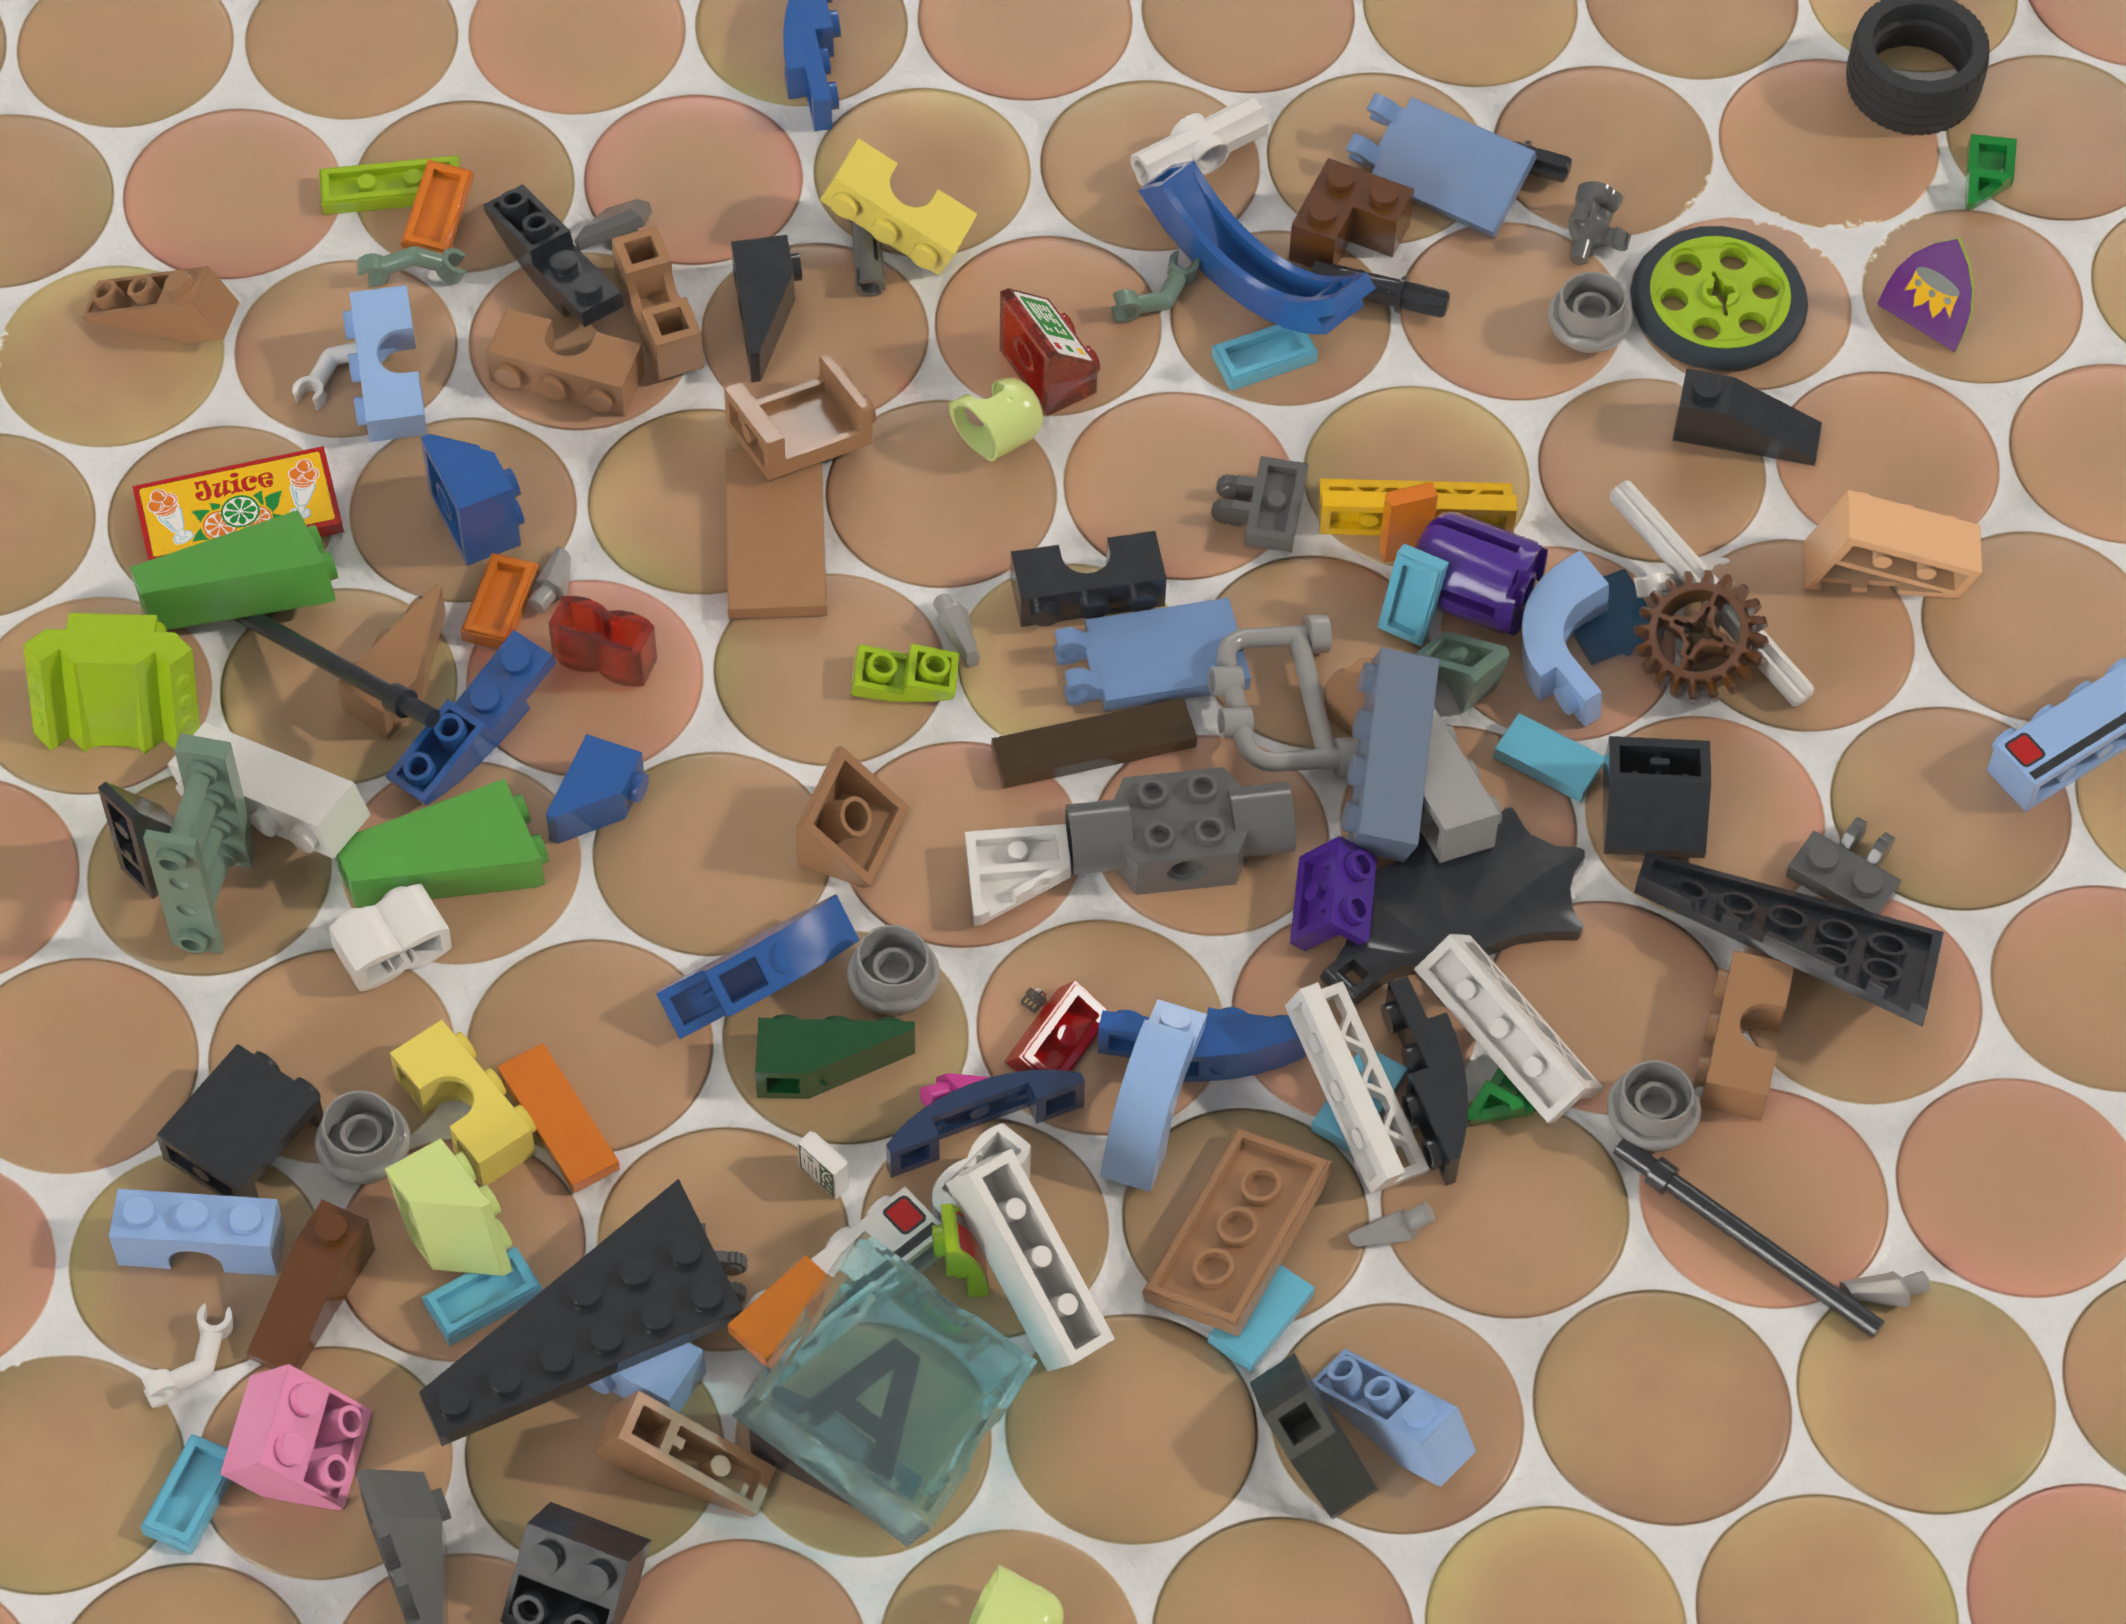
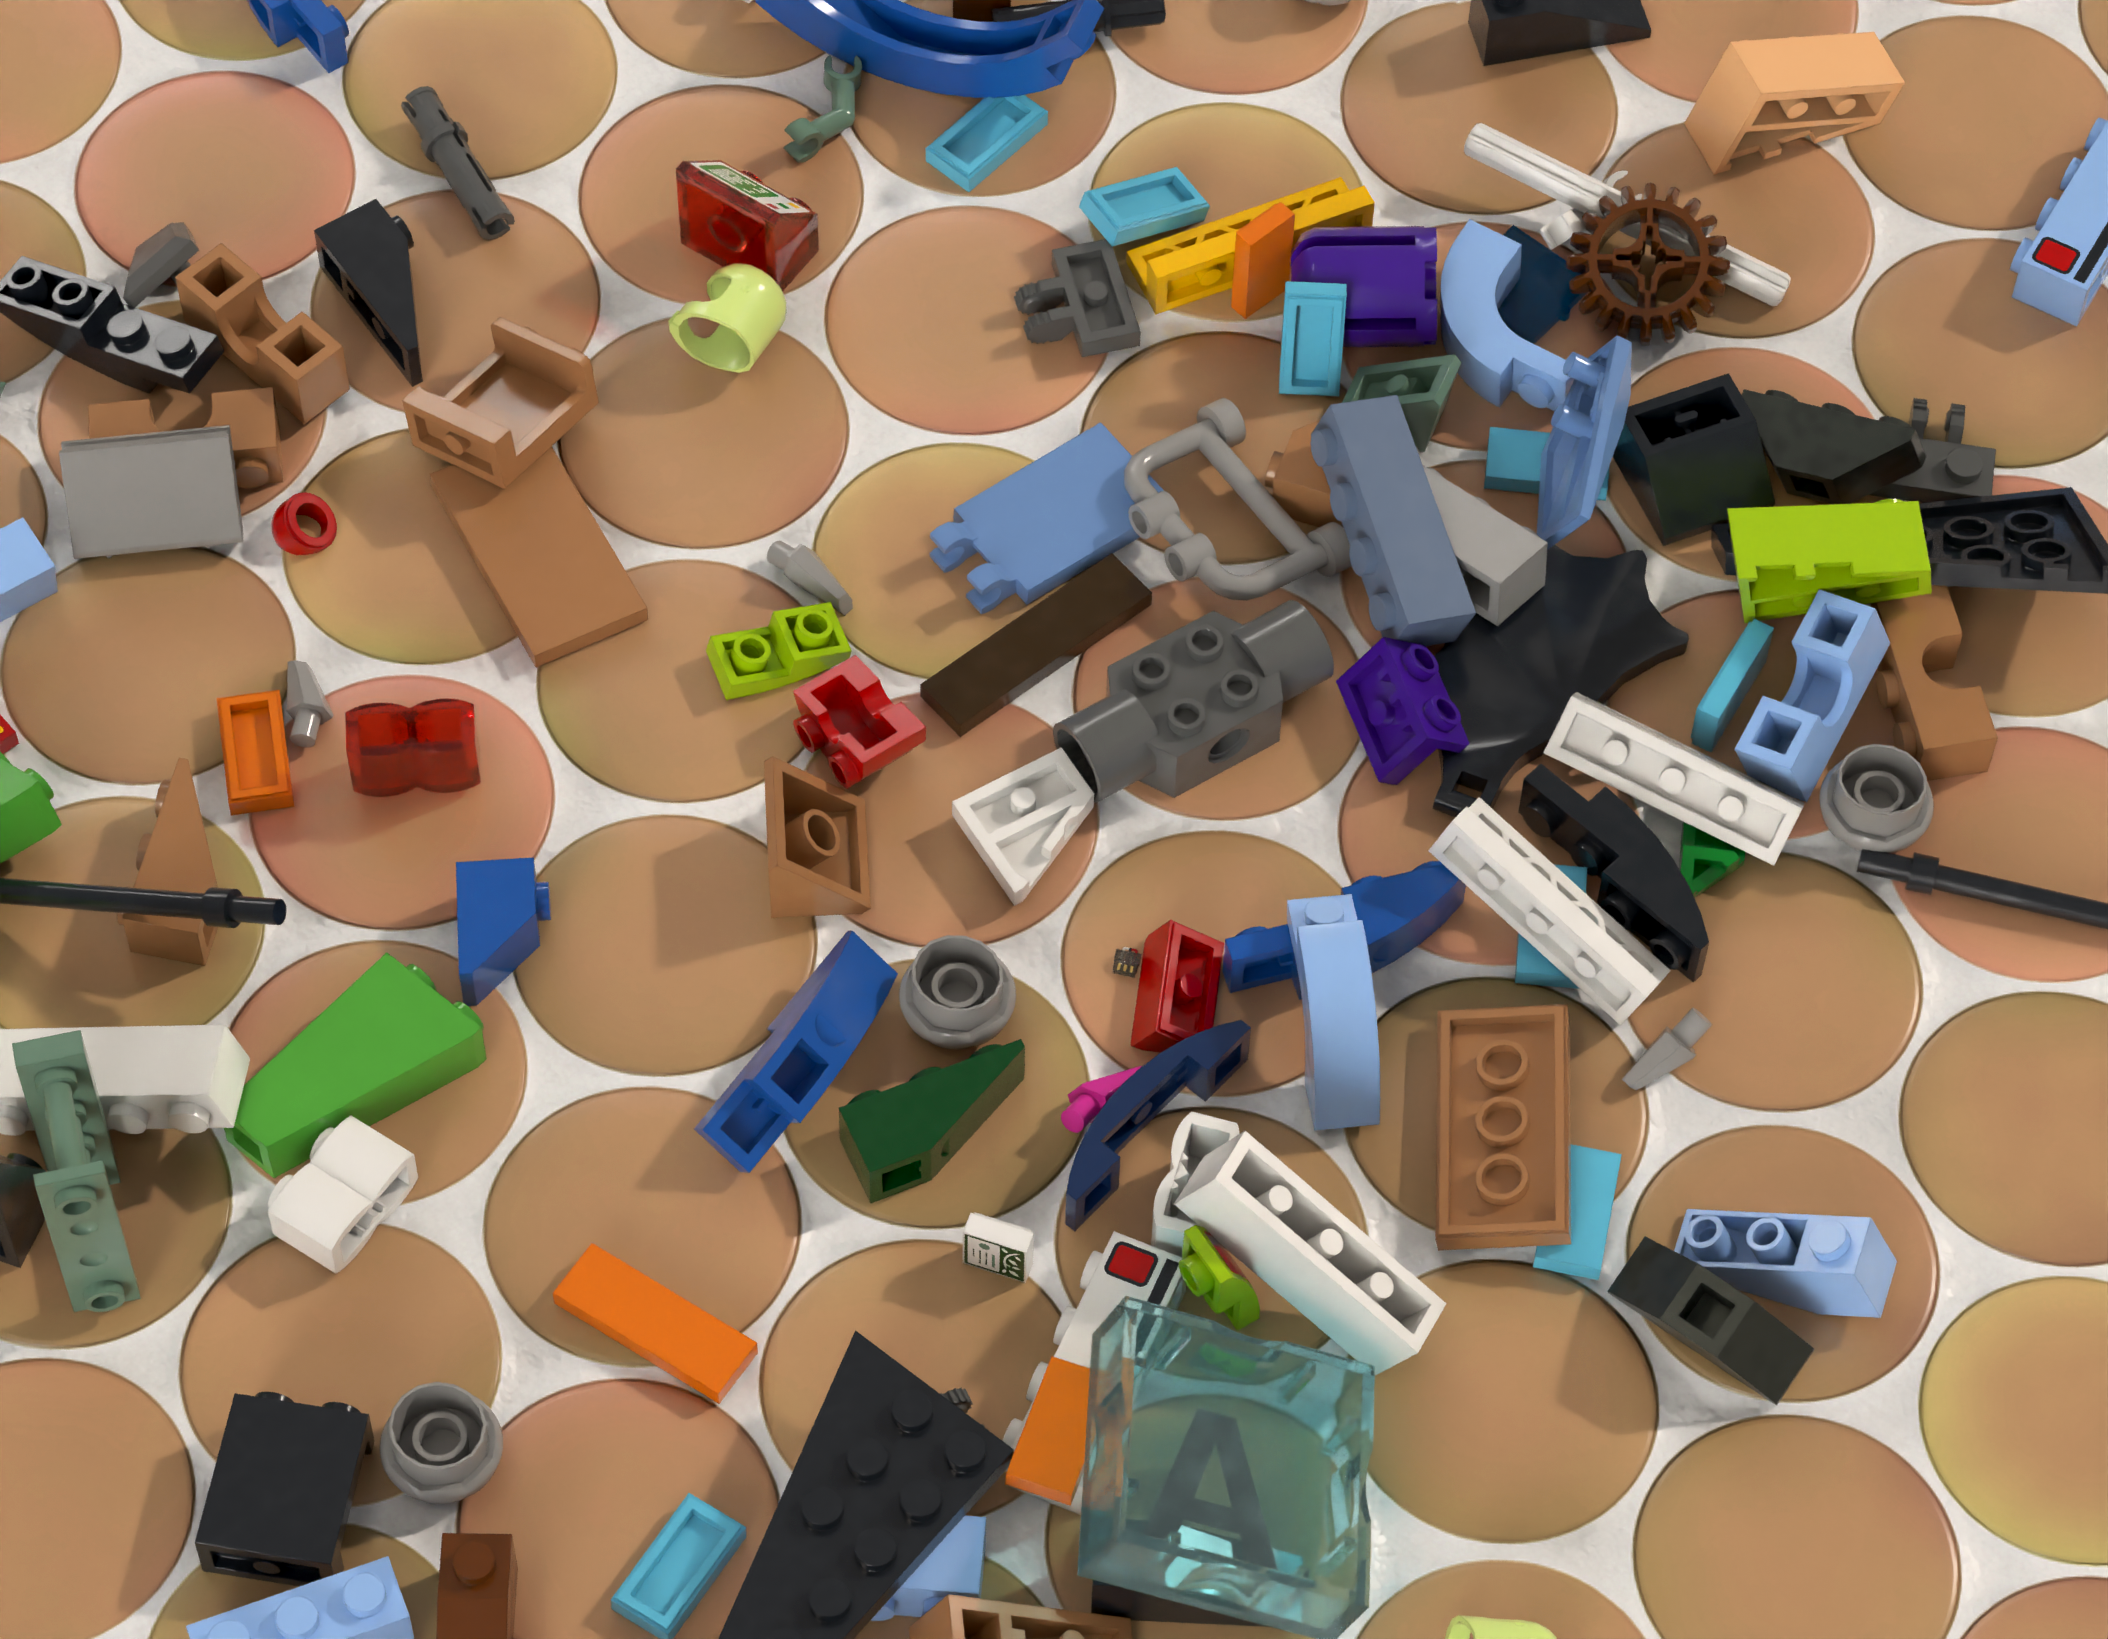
camera: 25 degrees left, 0 degrees up
(443, 1069) = (493, 1320): light yellow arch -> none
(448, 1213) = (604, 1484): yellowish green slope -> none
(473, 496) = (165, 639): blue slope -> none
(474, 722) = (315, 886): blue slope -> none
(519, 387) = (151, 492): none -> light grey piece
(606, 459) = (287, 531): none -> red piece
(864, 195) = (446, 119): light yellow arch -> none
(927, 746) = (854, 722): none -> red cylinder
(1052, 592) = (897, 491): black arch -> none
(1349, 449) = (1144, 206): none -> medium azure tile
(1574, 745) = (1583, 438): none -> medium blue piece
(1592, 976) = (1731, 684): none -> medium azure tile
(1674, 989) = (1836, 659): none -> light blue arch
(1699, 906) = (1843, 549): none -> lime wedge
(1765, 829) = (1830, 450): none -> pearl dark grey slope

